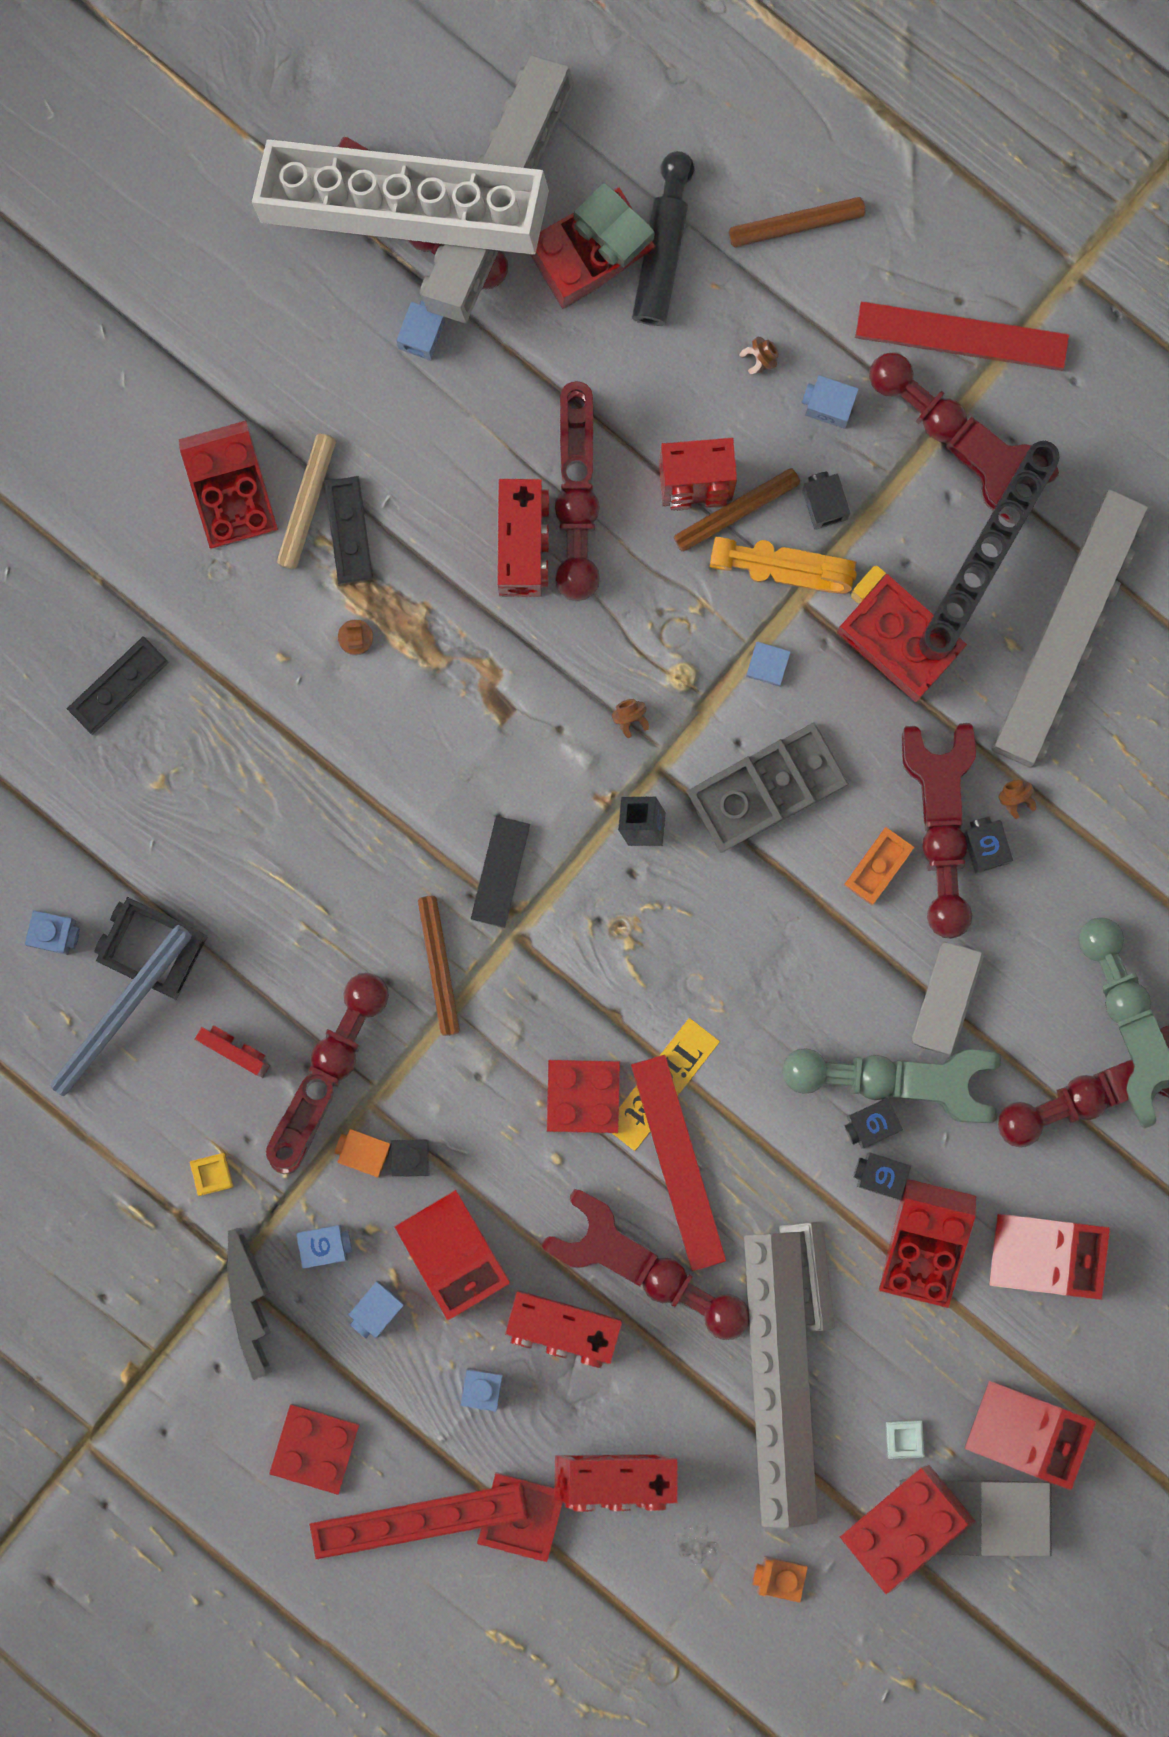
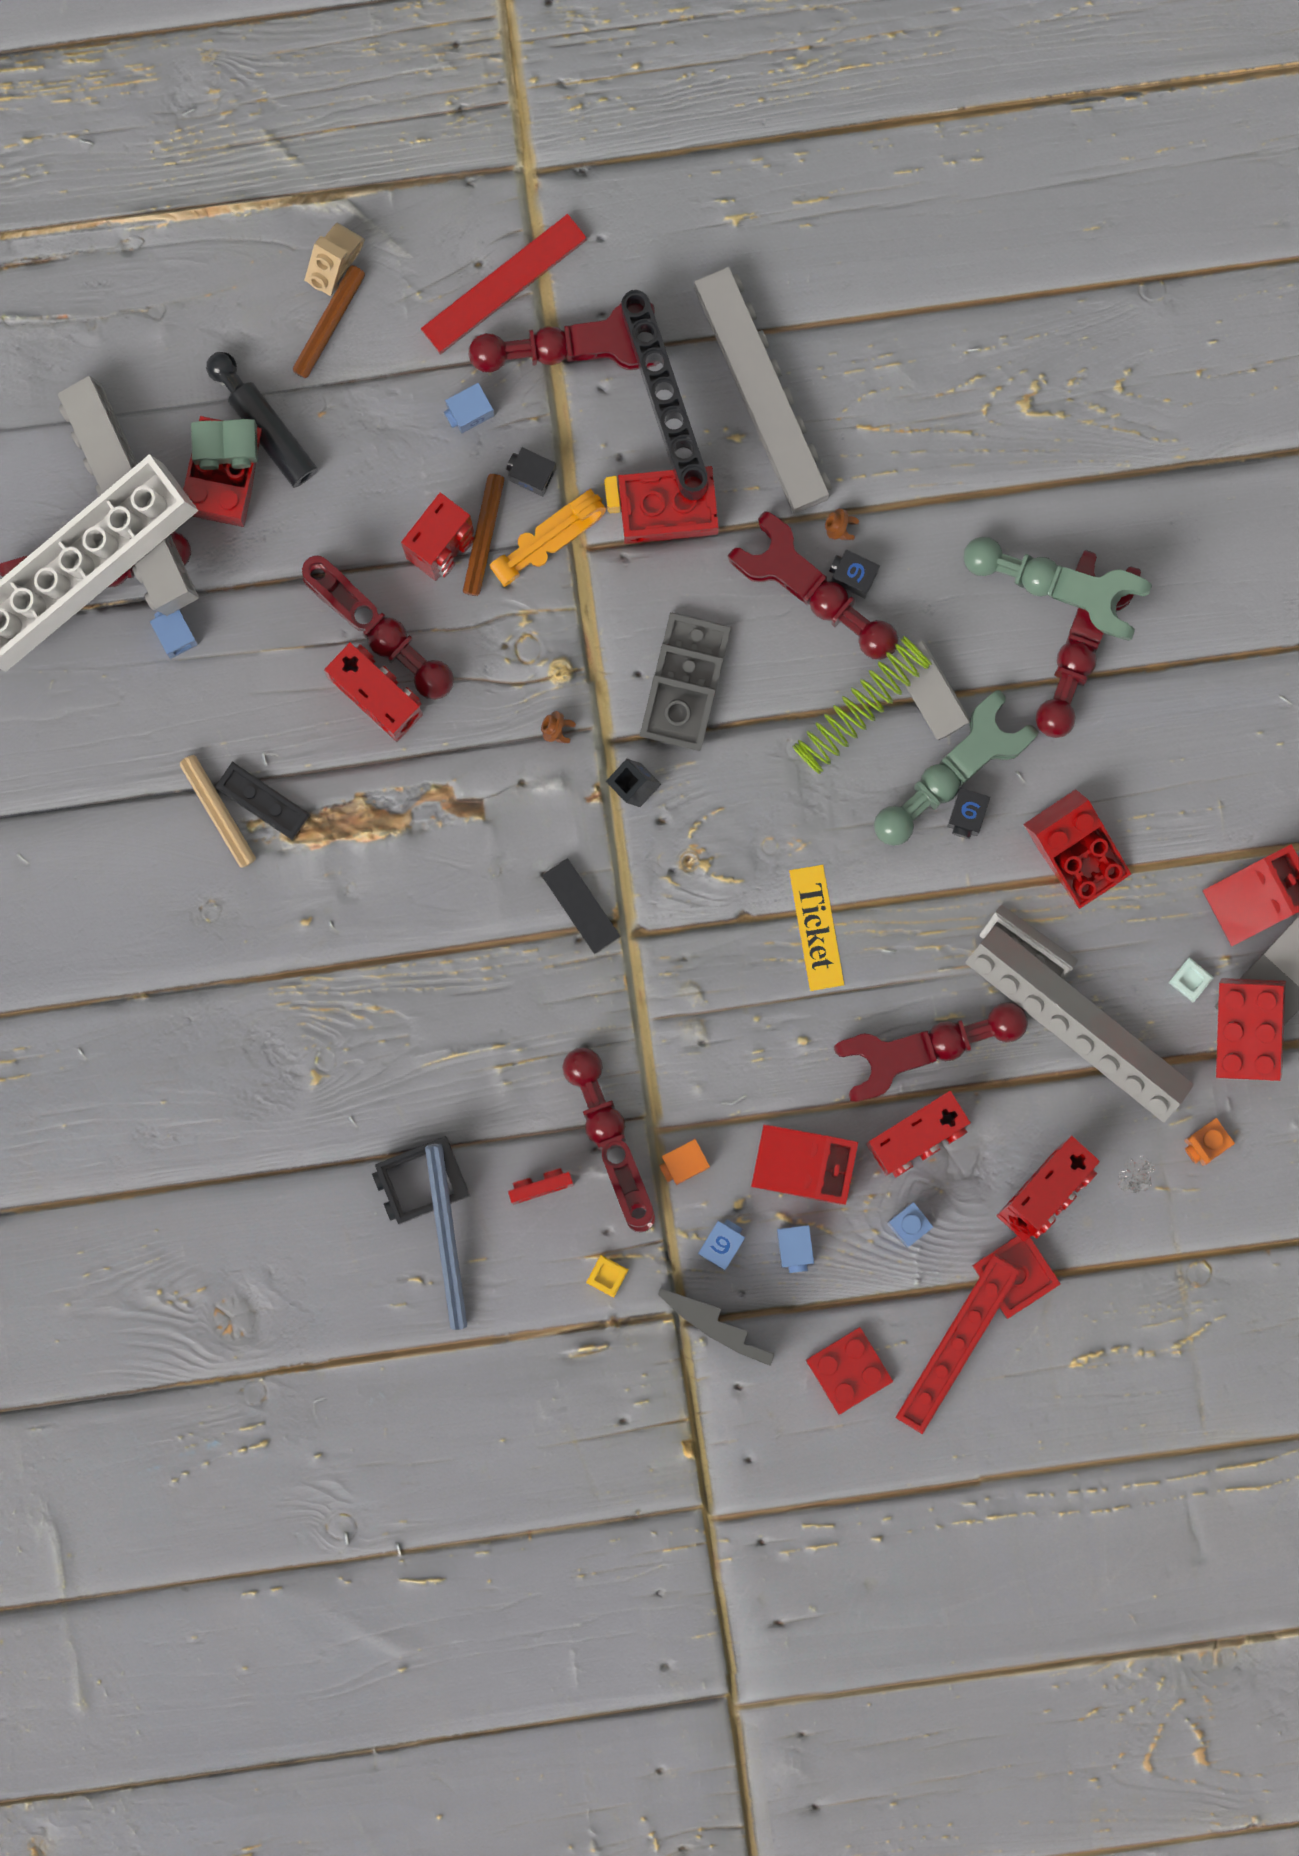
camera: 45 degrees left, 0 degrees up
(52, 932) = (351, 1237): medium blue bracket -> none
(117, 685) = (225, 1046): black tile -> none
(227, 484) = (158, 852): red slope -> none
(355, 637) = (338, 860): dark orange plate -> none
(410, 1158) = (716, 1134): black brick -> none
(438, 965) = (605, 1002): dark orange axle -> none
(583, 1096) = (778, 986): red plate -> none
(678, 1163) = (878, 963): red tile -> none
(764, 352) = (398, 422): dark orange plate -> none
(768, 664) = (604, 607): medium blue tile -> none
(798, 945) = (801, 748): none -> lime piece
(852, 175) = (332, 258): none -> tan pin
(878, 866) = (803, 656): orange plate -> none
(881, 1175) = (1007, 838): black brick -> none
(1049, 1256) = (1158, 777): slope -> none

